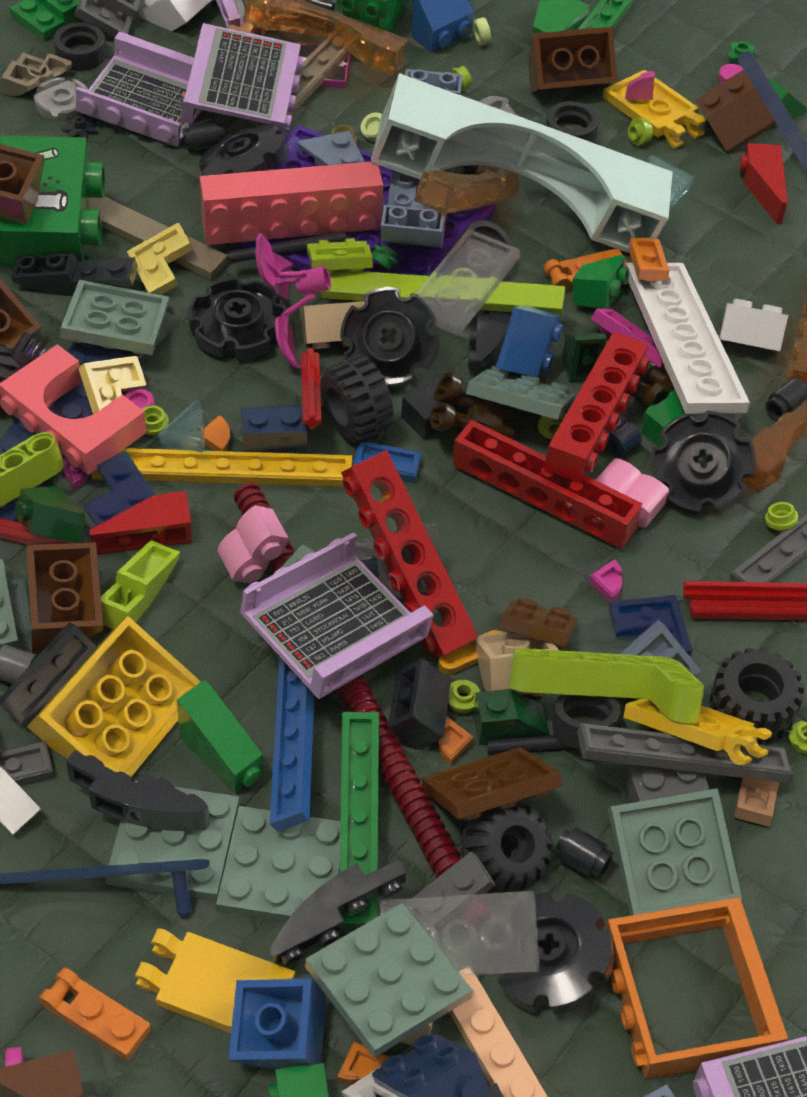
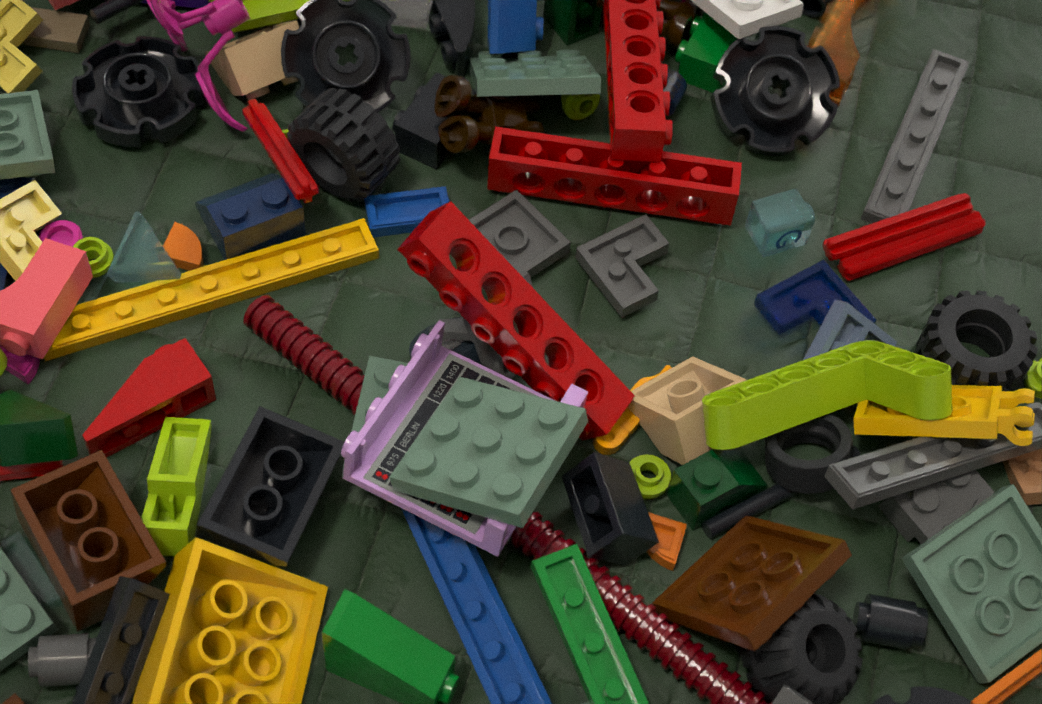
camera: 25 degrees left, 5 degrees up
(125, 485) = (104, 365): clear blue plate -> none
(191, 605) = (270, 488): none -> black slope
(252, 544) = (306, 376): bright pink brick -> none
(342, 626) = (490, 451): none -> sand green plate
(451, 503) = (521, 234): none -> dark grey plate
(519, 542) = (615, 263): none -> dark grey plate
(539, 623) = (694, 351): reddish brown plate -> none
(608, 581) = (735, 269): dark pink tile -> none
(641, 487) = (704, 140): bright pink brick -> none
(659, 558) = (780, 222): none -> clear light blue brick
(781, 516) = (882, 126): lime plate -> none

